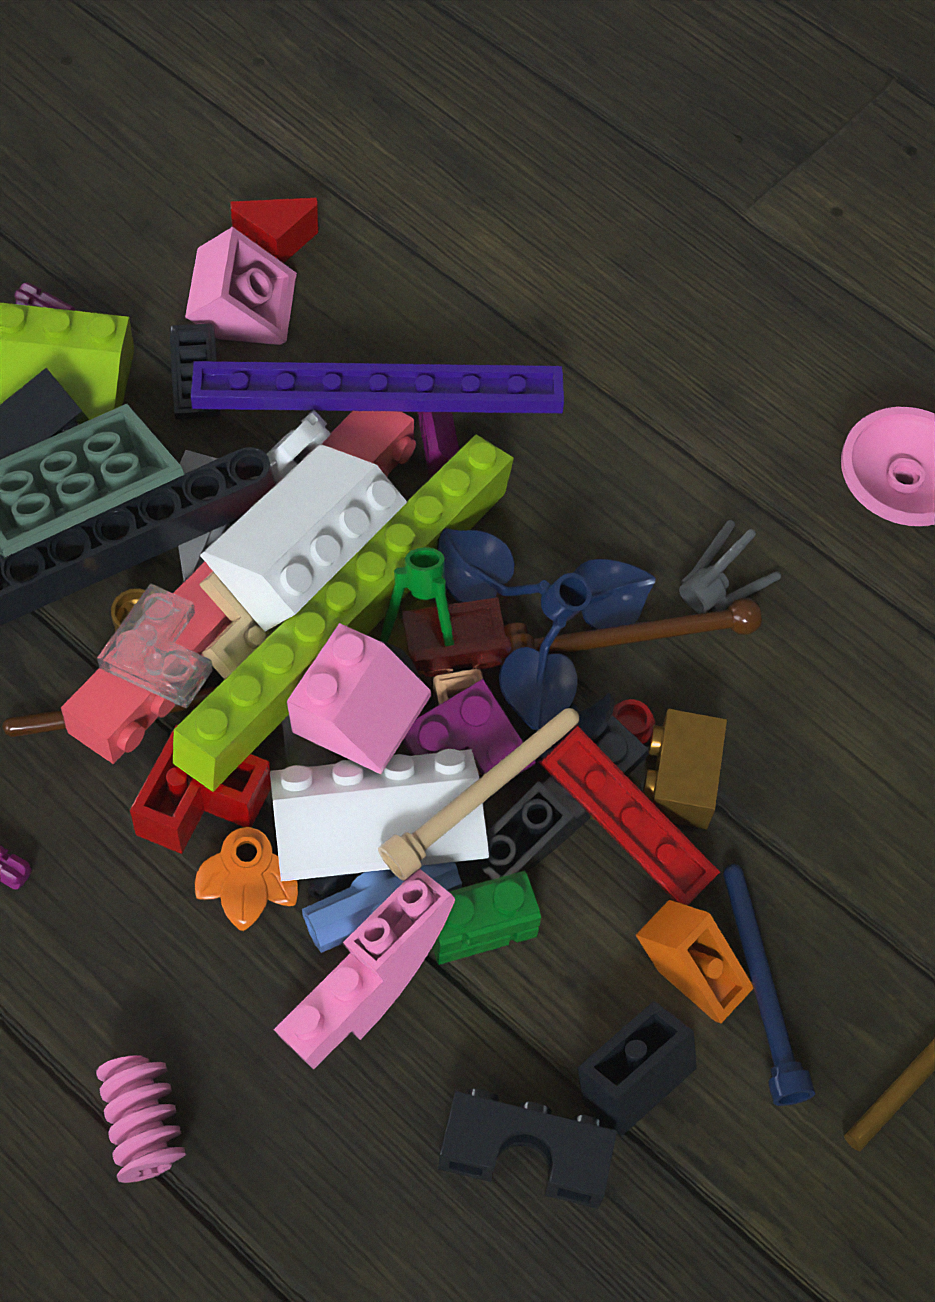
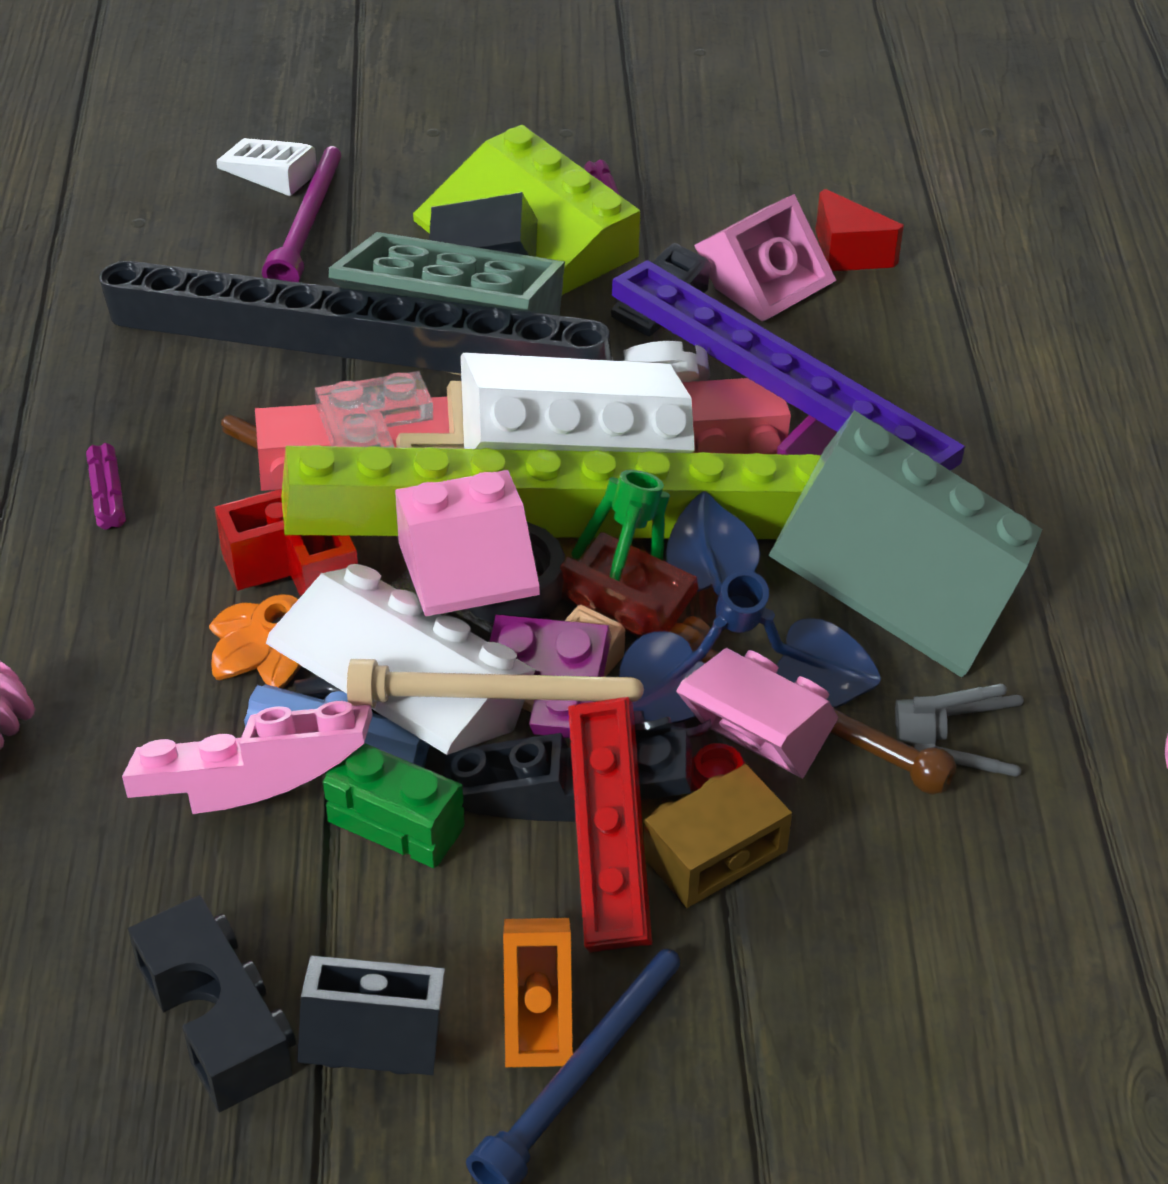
camera: 50 degrees right, 15 degrees down
(587, 466) = (906, 543): none -> sand green slope
(630, 659) = (761, 708): none -> bright pink slope

